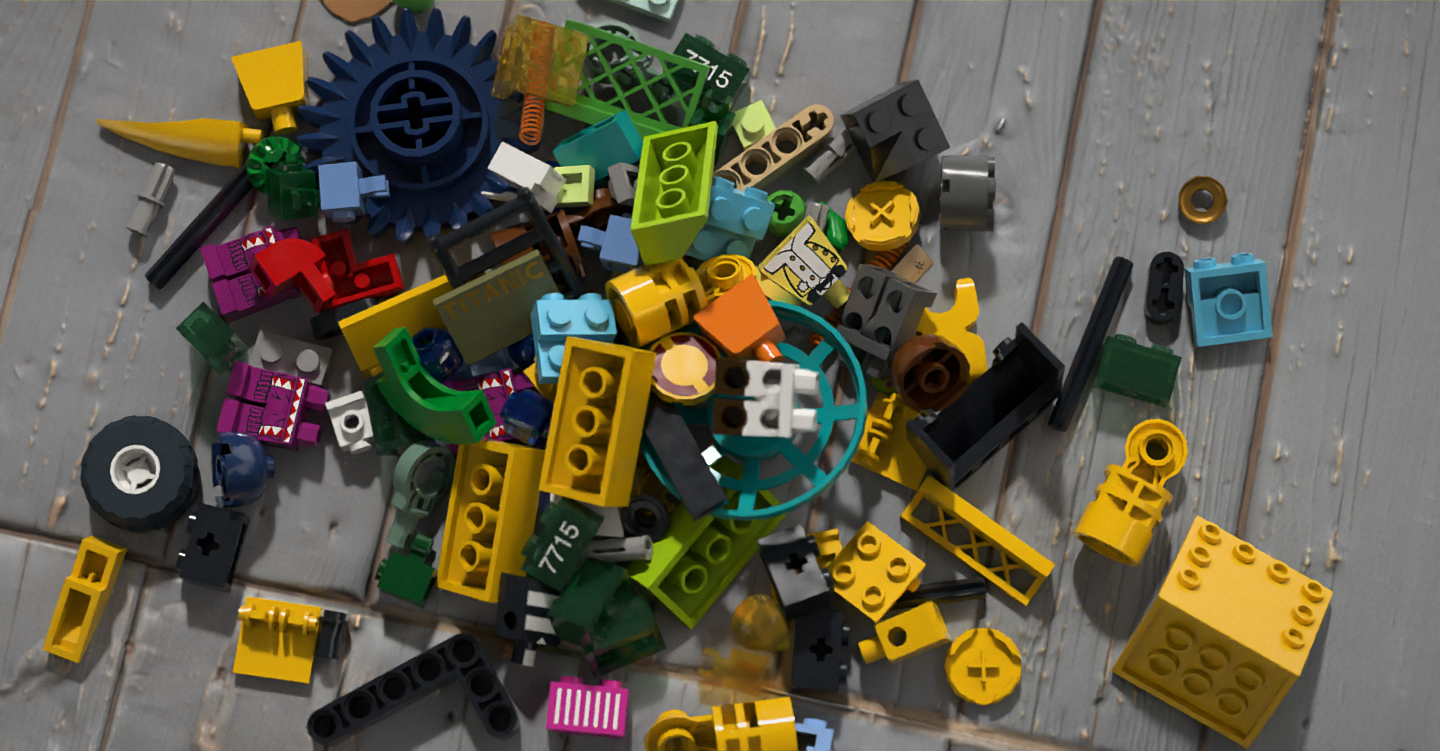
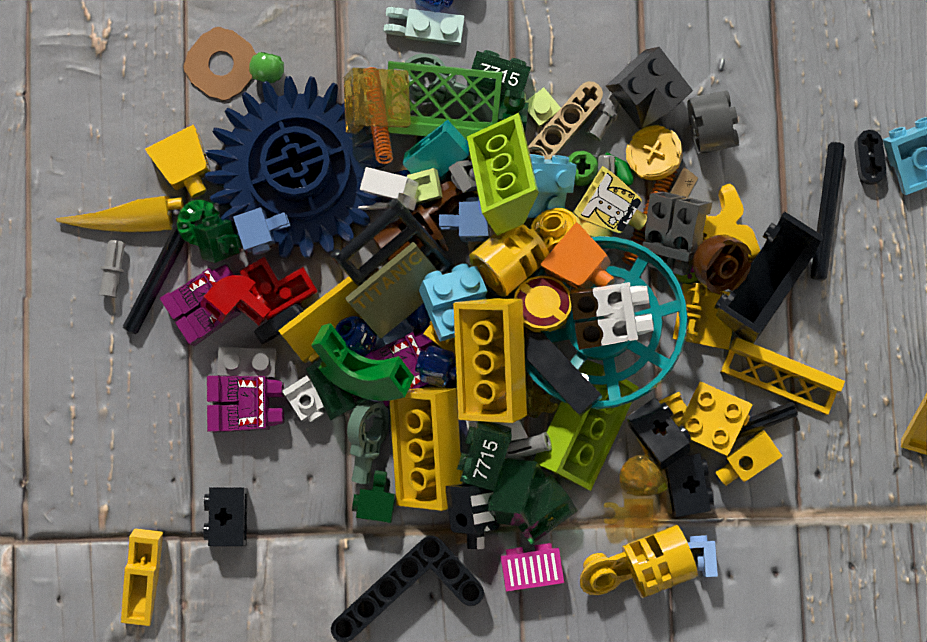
camera: 15 degrees left, 5 degrees up
(140, 473) = (158, 476): black wheel -> none
(212, 339) = (186, 364): clear green brick -> none
(240, 468) = (231, 454): dark blue cylinder -> none
(277, 639) = (291, 572): yellow hinge -> none
(330, 634) = (329, 559): black pin -> none
(636, 527) = (536, 428): black piece -> none
(983, 666) = (807, 466): yellow tile -> none
(1133, 495) = (886, 318): yellow cylinder -> none
(1136, 370) = (866, 222): clear green brick -> none
(1203, 183) = (894, 80): pearl gold piece -> none

